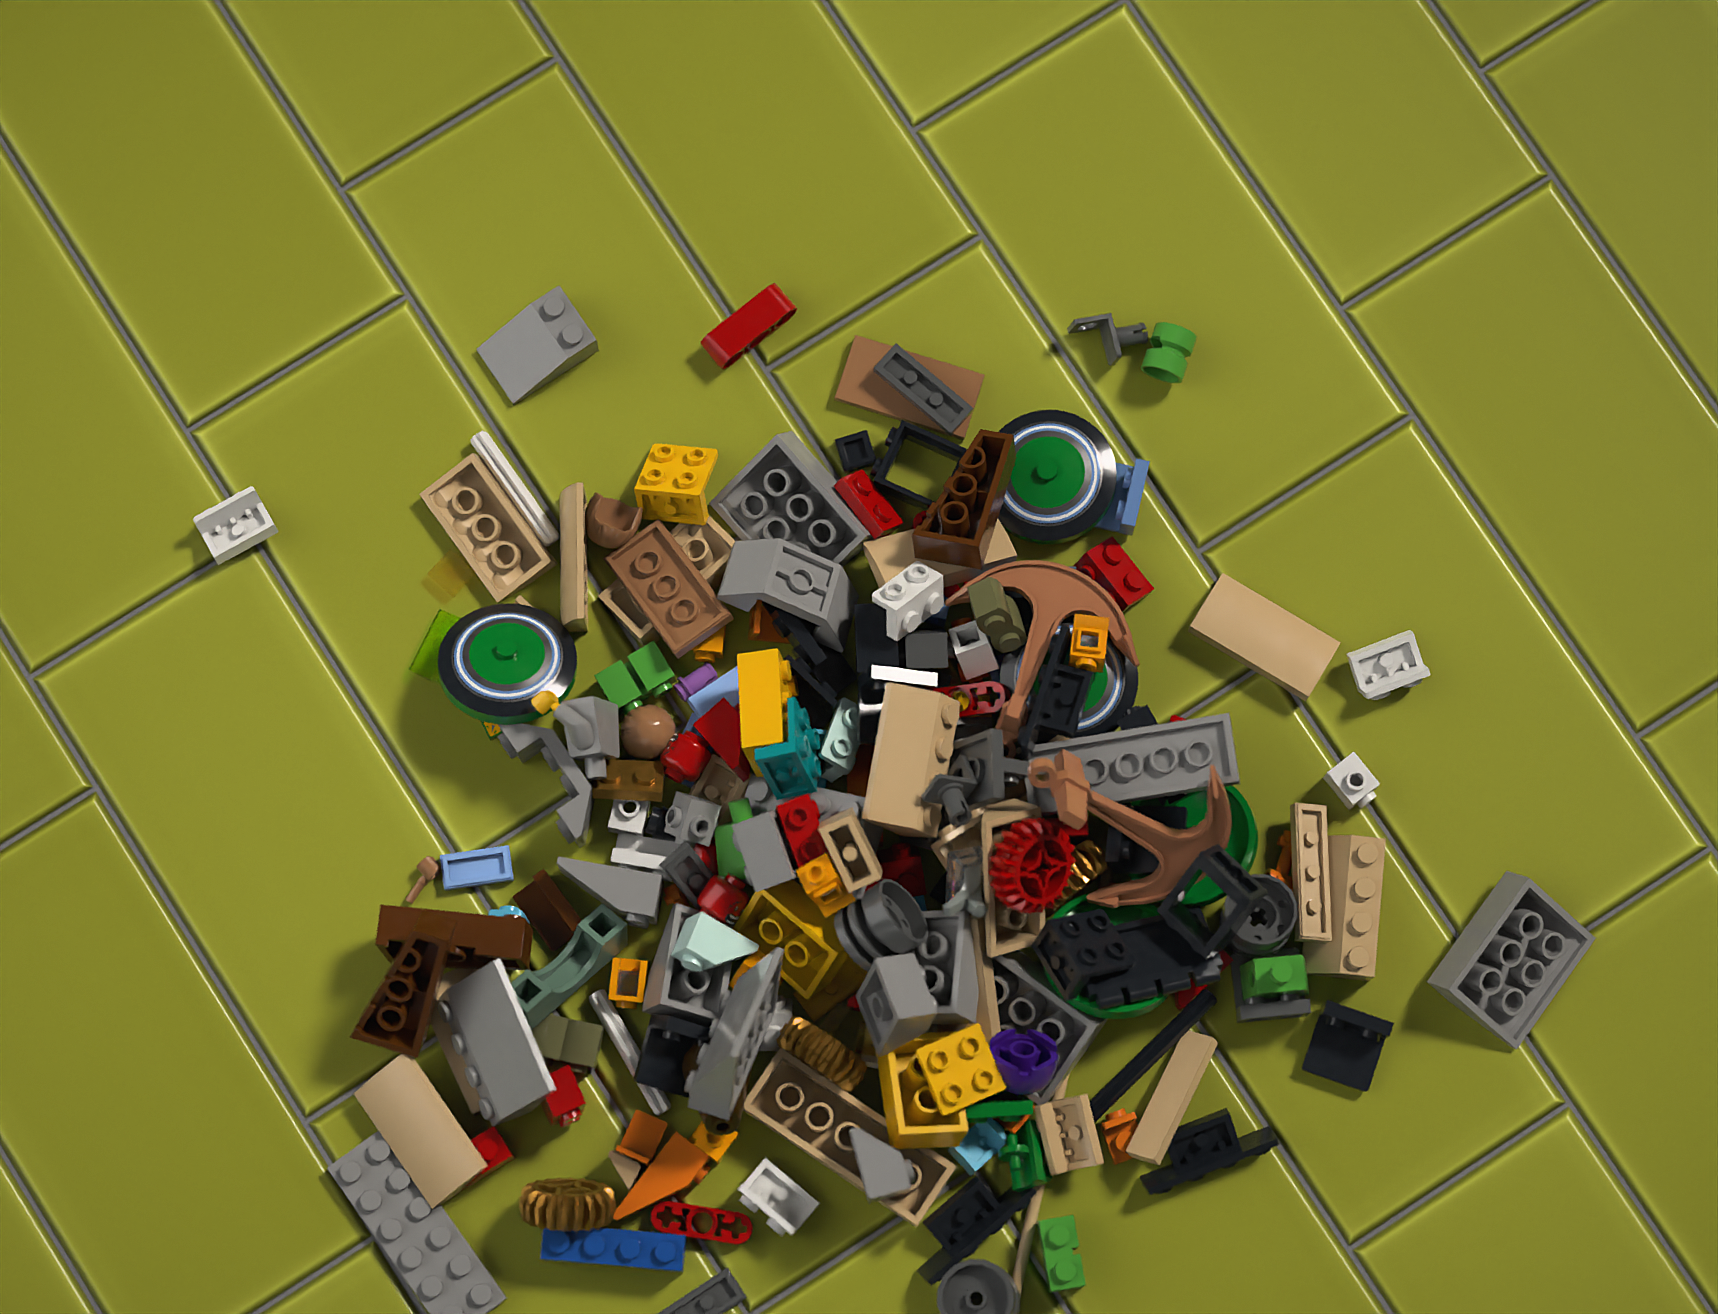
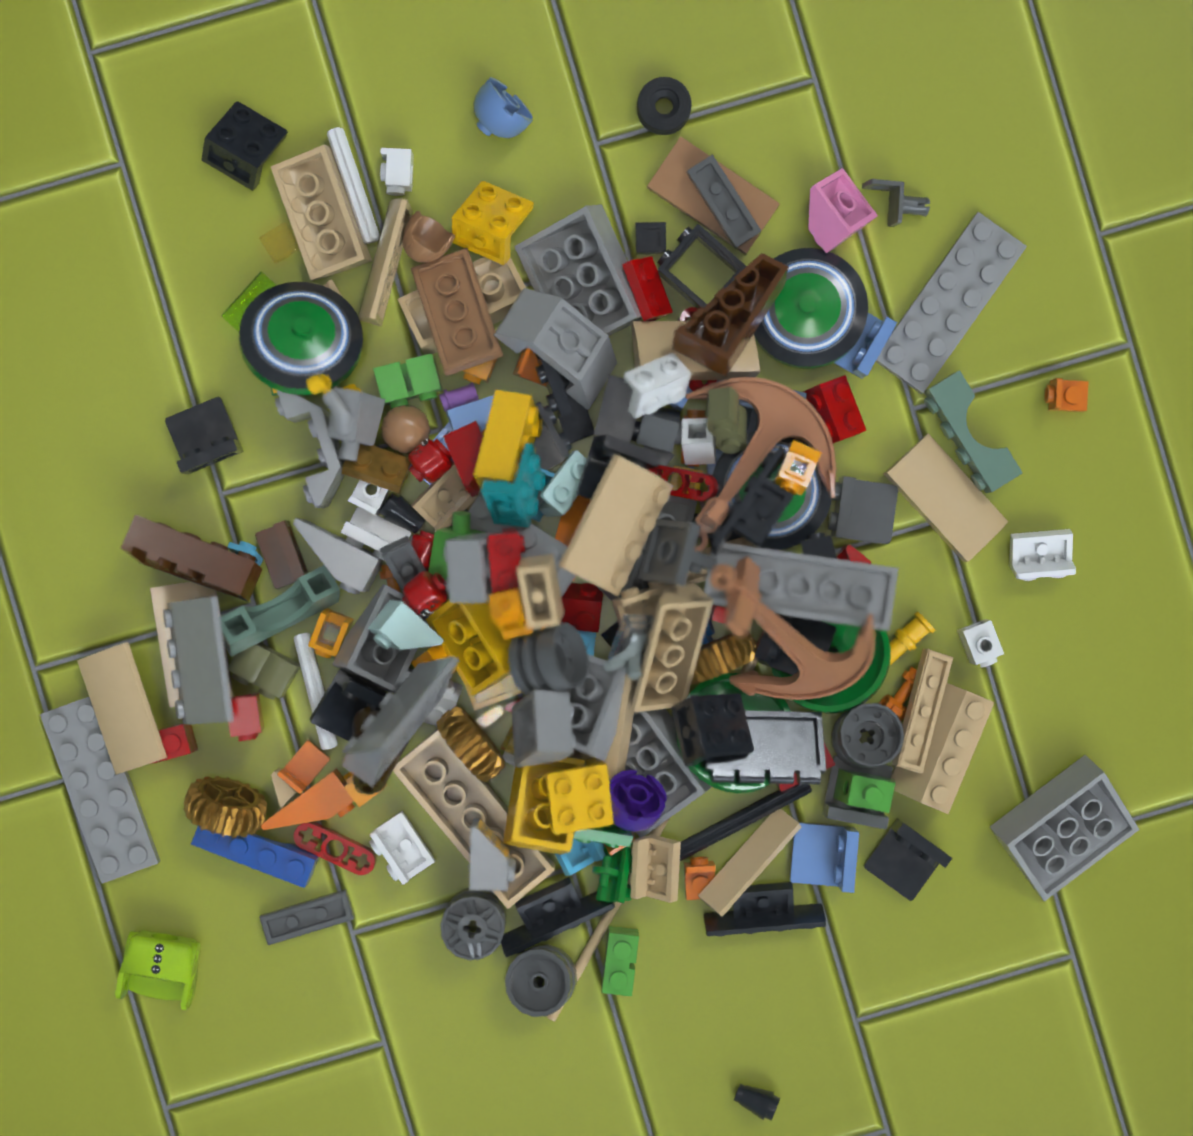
camera: 10 degrees right, 10 degrees up
(235, 525) = (107, 148): white bracket -> none
(382, 480) = (242, 144): none -> black bracket
(406, 996) = (136, 598): reddish brown wedge -> none
(426, 804) = (203, 435): none -> black bracket
(430, 870) = (192, 491): medium nougat hand -> none
(476, 868) = (232, 500): light blue tile -> none
(538, 345) = (407, 66): light grey slope -> none
(559, 458) = (397, 170): none -> white brick
(652, 364) = (499, 111): none -> medium blue cylinder
(692, 819) = (419, 517): light grey brick -> none
(748, 326) = (592, 101): red beam -> none
(827, 327) = (664, 123): none -> black tyre
(900, 1270) = (489, 917): none -> dark grey wheel
(953, 791) = (643, 565): dark grey bracket -> none
(1032, 865) = (690, 649): red gear -> none
(1048, 364) = (837, 210): none -> bright pink slope
(1170, 347) = (945, 227): bright green wheel -> none
(1177, 675) = (863, 510): none -> dark grey bracket
(1201, 428) = (950, 302): none -> light grey plate
(1232, 880) = (849, 697): black window -> none
(1254, 1068) = (825, 856): none -> medium blue bracket
(1272, 797) = (909, 636): none -> yellow pin
(1299, 586) = (951, 401): none -> sand green arch
(1360, 488) = (1067, 395): none -> orange bracket

